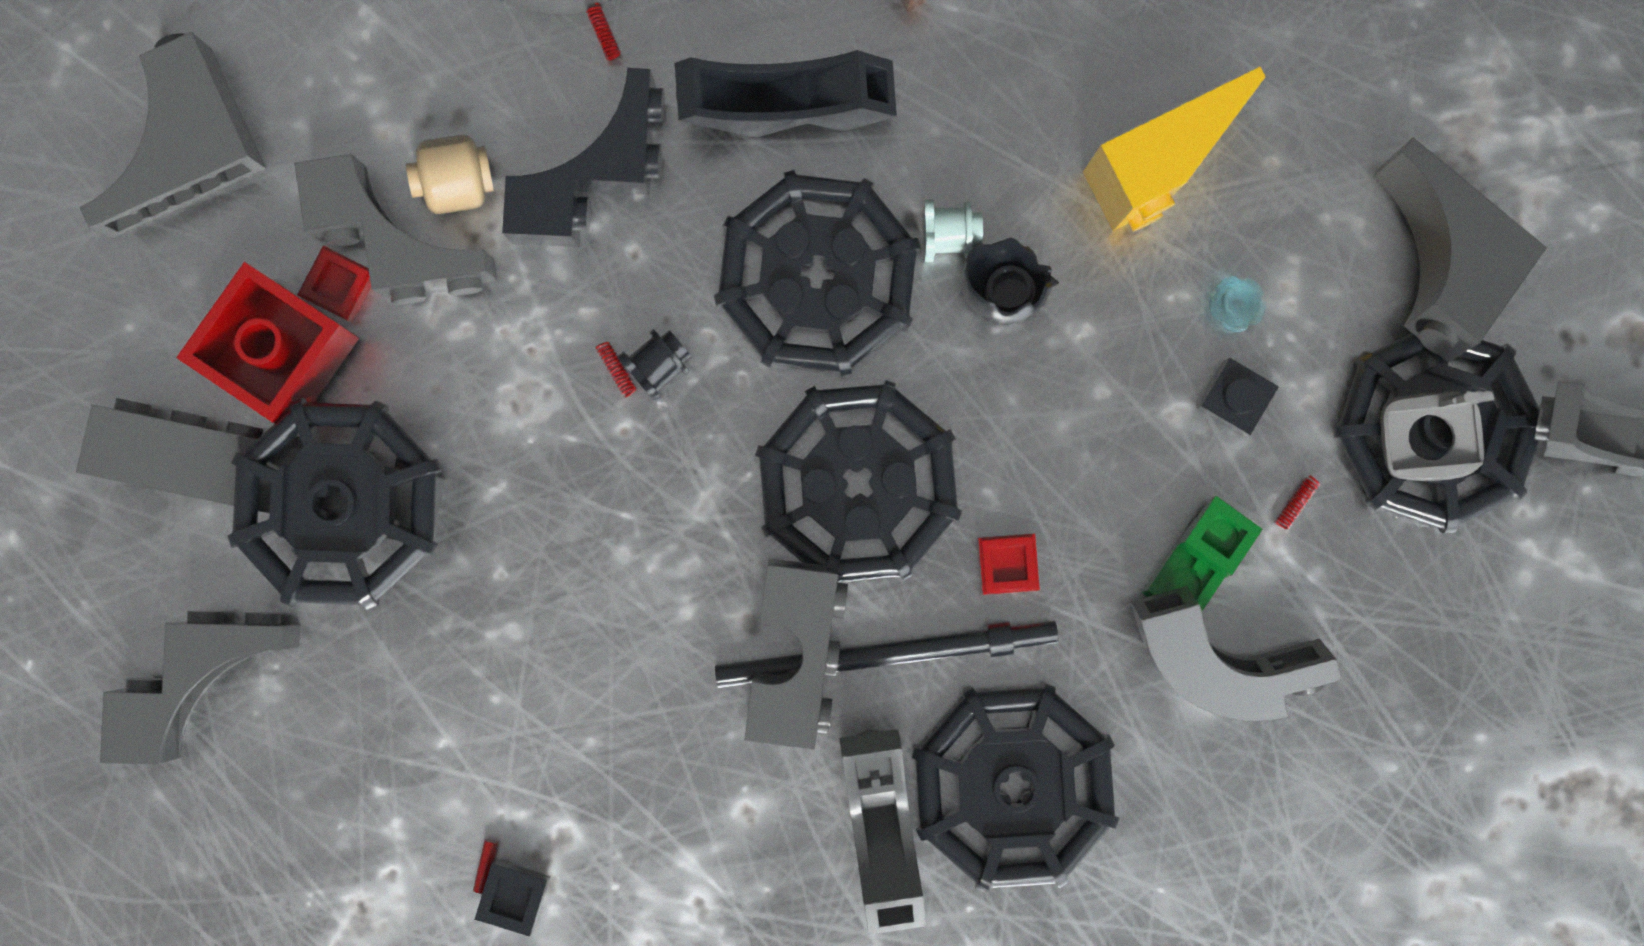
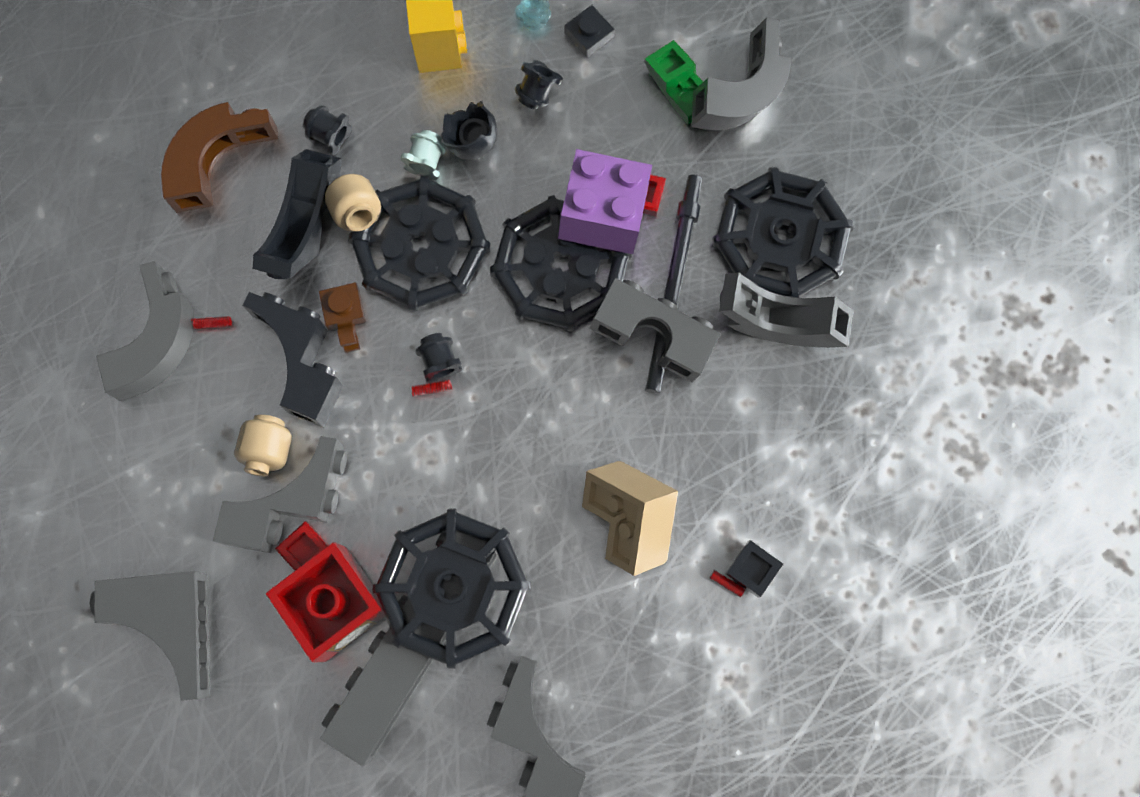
camera: 70 degrees left, 10 degrees down
(533, 712) = (638, 515): none -> tan panel
(681, 203) = (342, 311): none -> reddish brown plate
(830, 160) = (352, 202): none -> tan head
(939, 75) = (327, 128): none -> black brick
(956, 518) = (604, 201): none -> medium lavender brick
(1116, 352) = (536, 84): none -> black brick
(1299, 493) = (662, 13): red leg -> none

